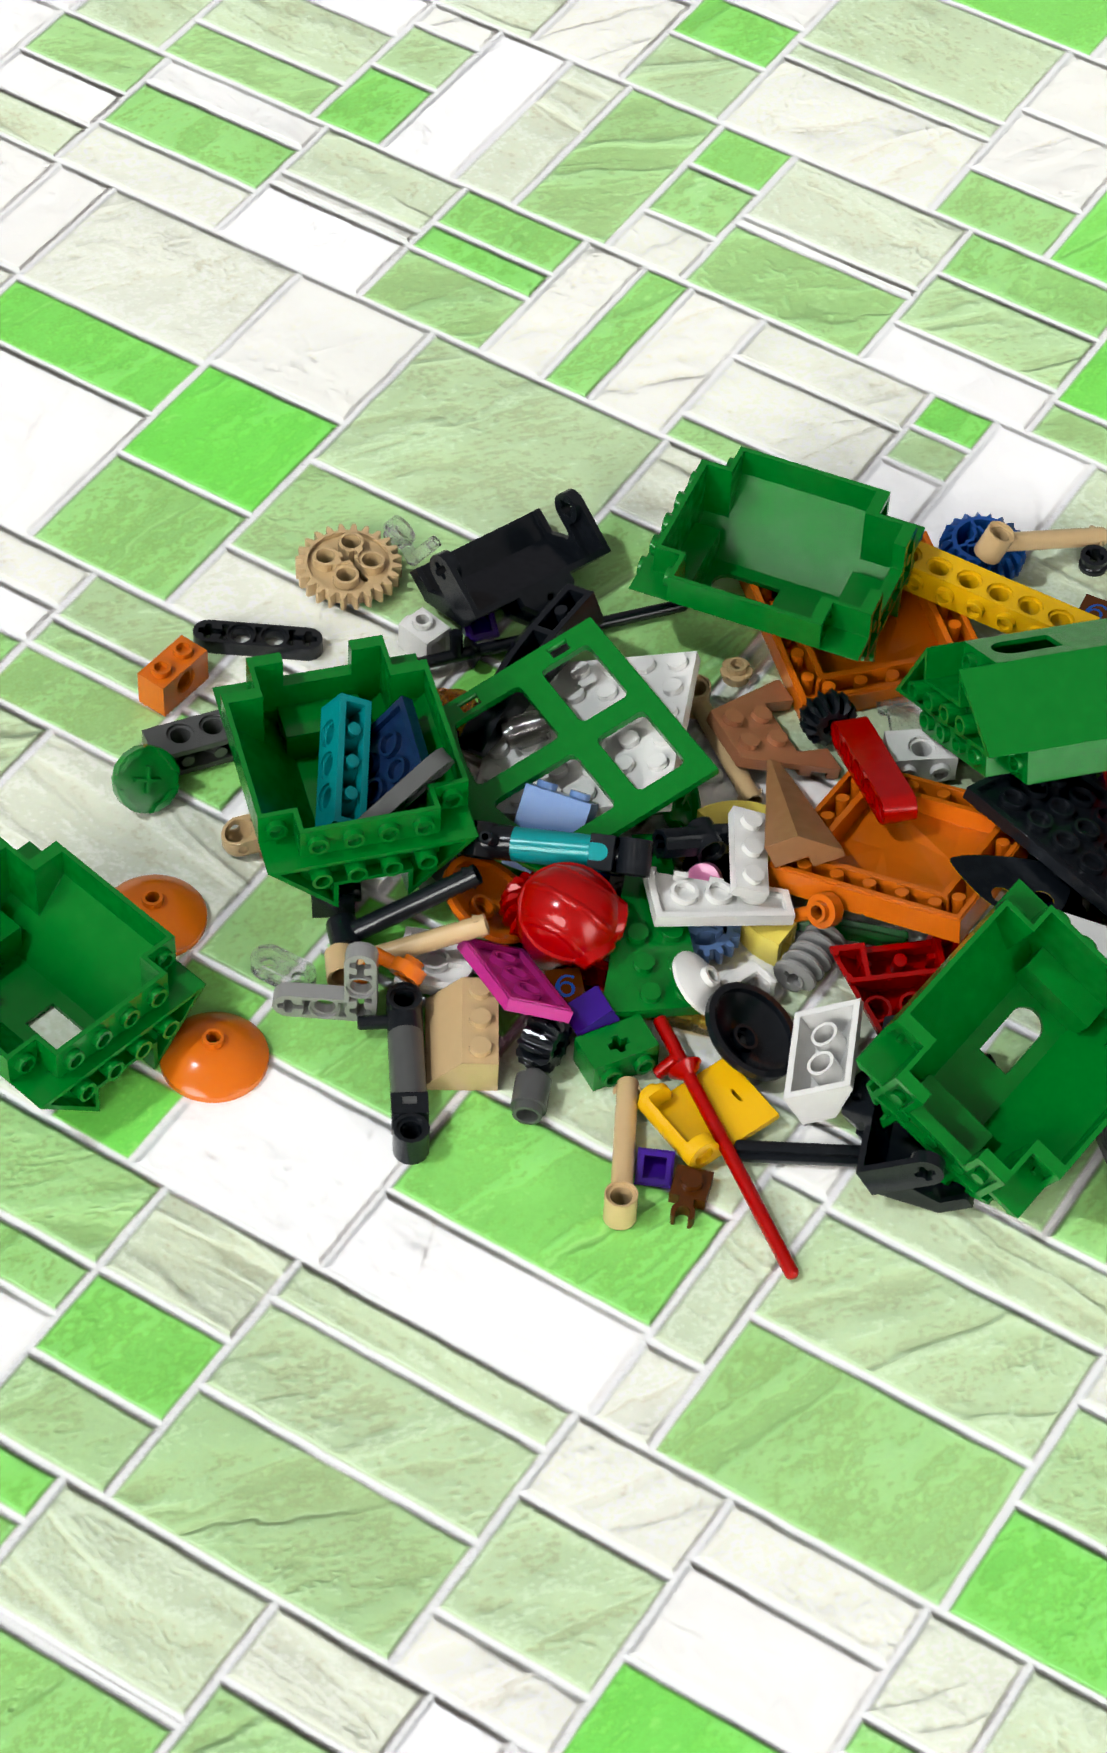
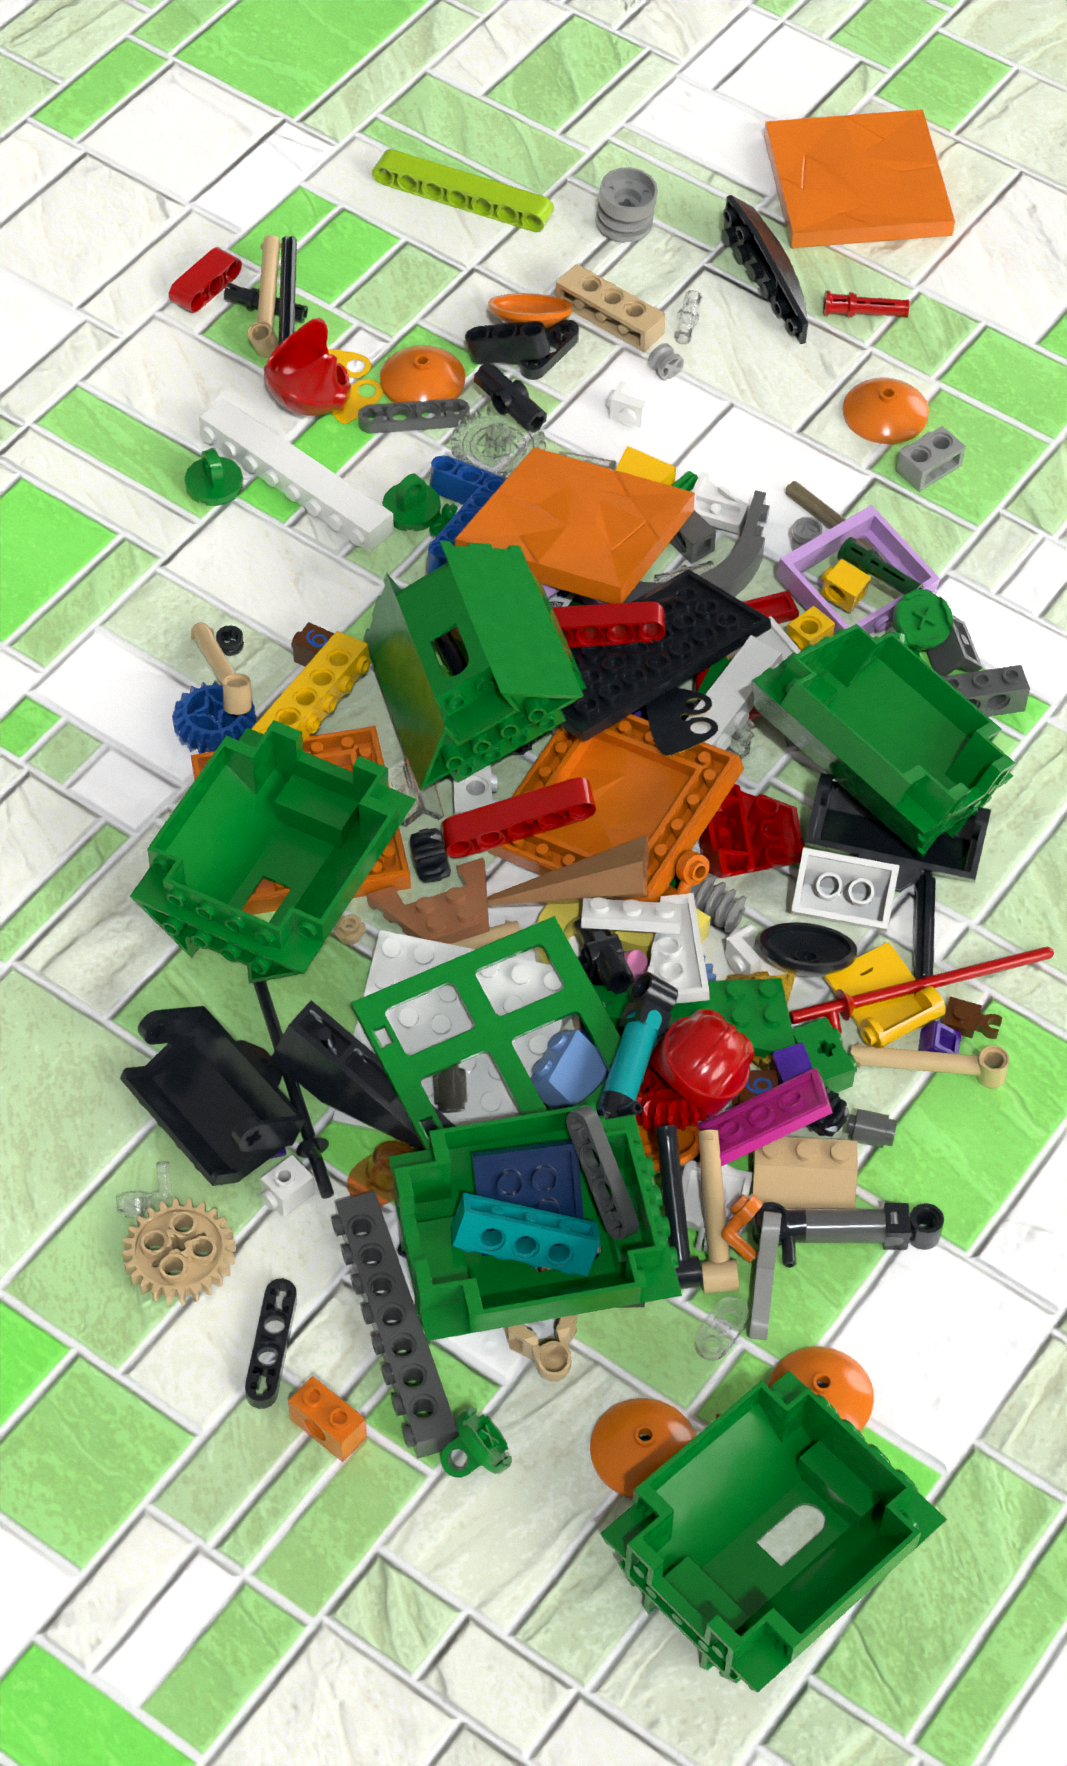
camera: 85 degrees left, 5 degrees up
(695, 979) = (764, 975): white dish -> none

